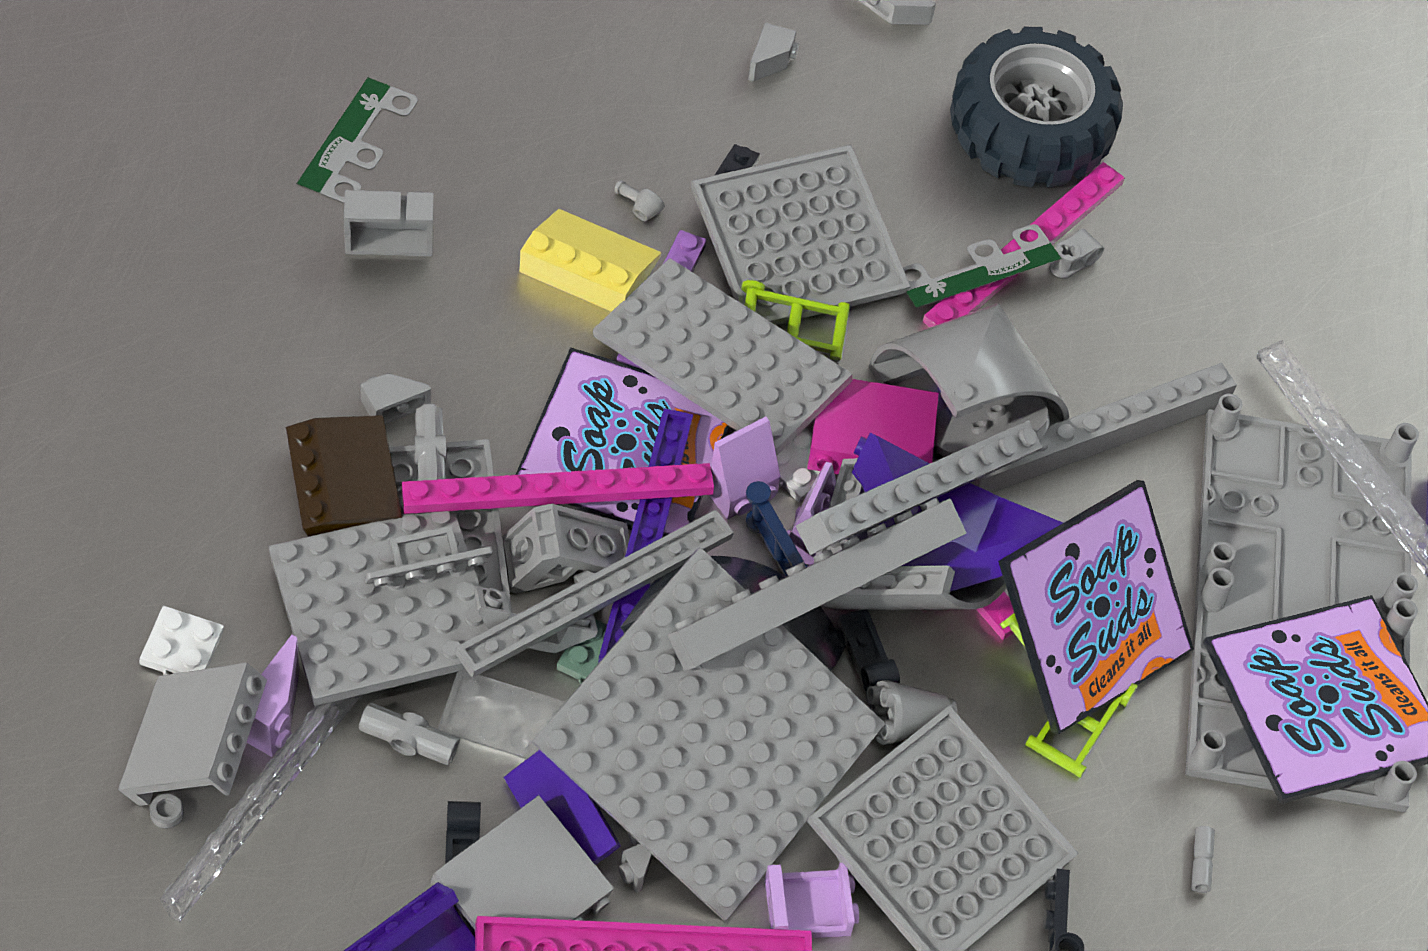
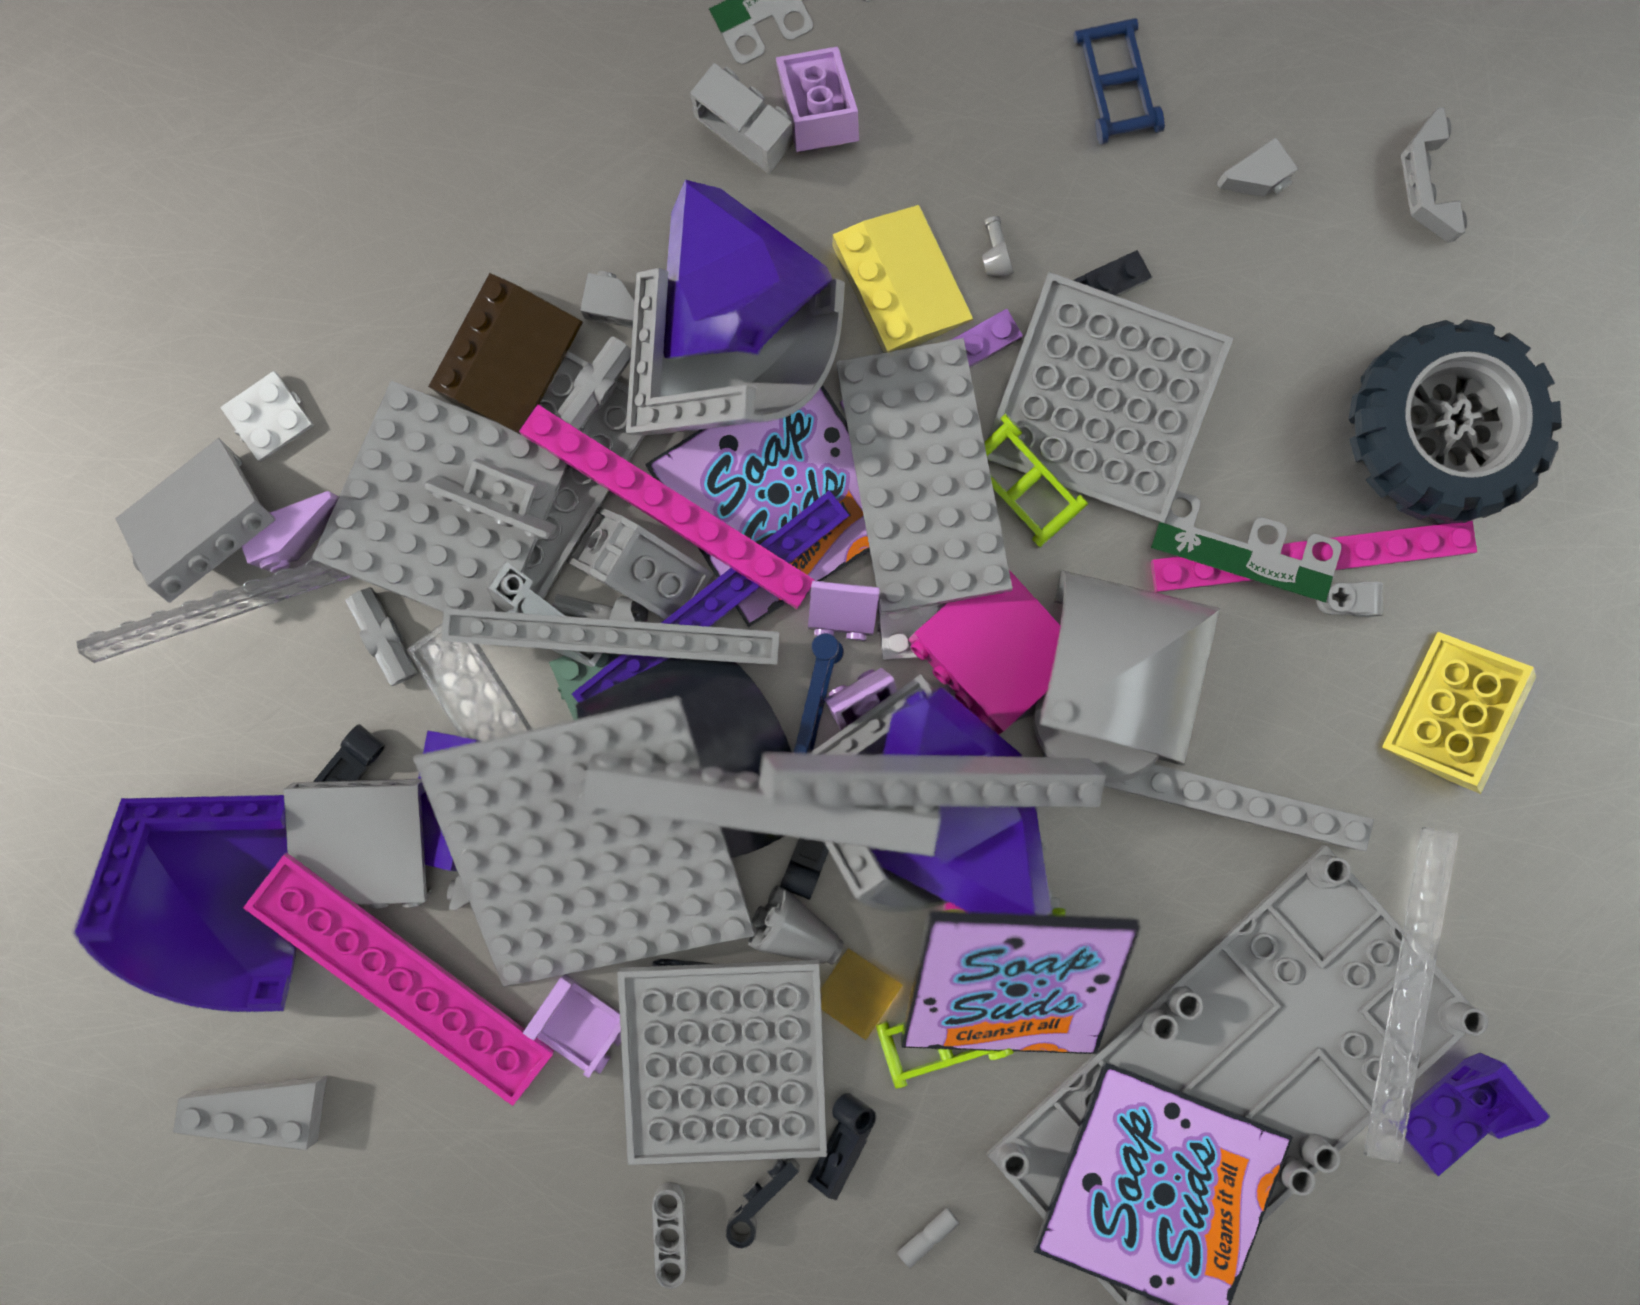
camera: 45 degrees right, 30 degrees up
(450, 181) = (818, 99): none -> lavender slope
(472, 320) = (730, 276): none -> dark purple panel
(514, 371) = (730, 385): none -> light grey panel
(644, 89) = (1104, 127): none -> dark blue piece
(998, 728) = (857, 993): none -> clear yellow tile
(1082, 831) = (844, 1146): none -> black plate
(1209, 273) = (1460, 711): none -> light yellow slope

